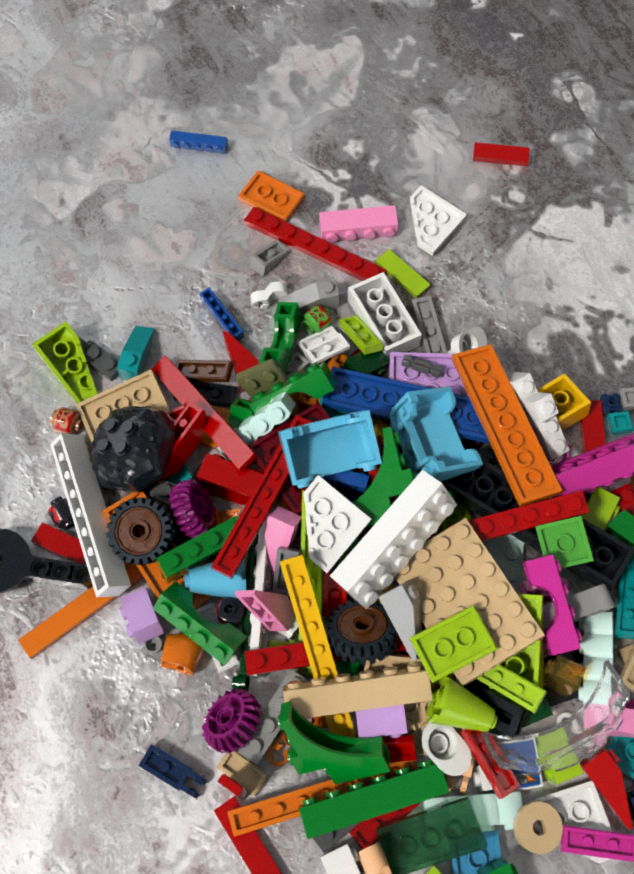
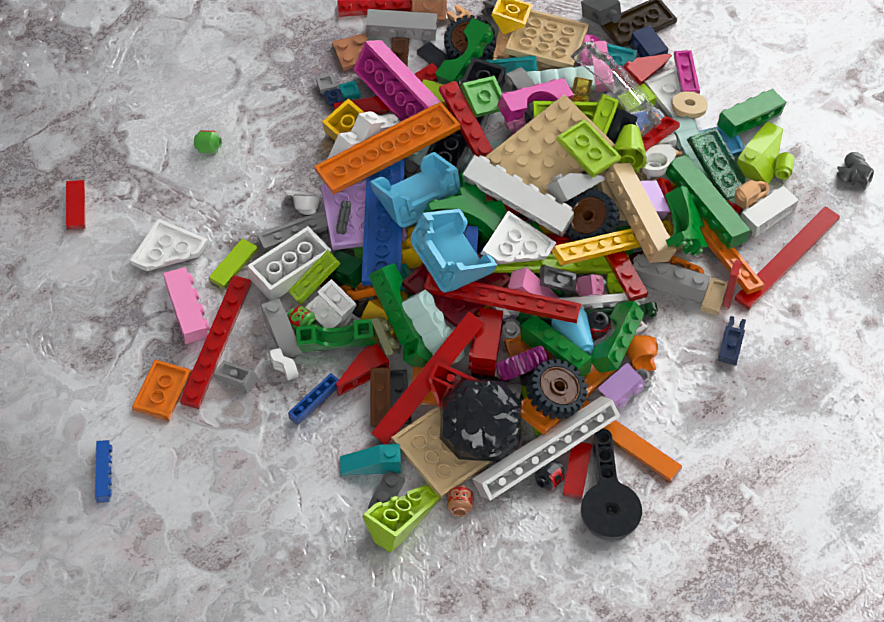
camera: 105 degrees left, 10 degrees down
(231, 721) = (695, 296): magenta gear -> none
(560, 270) = (207, 142): none -> bright green head

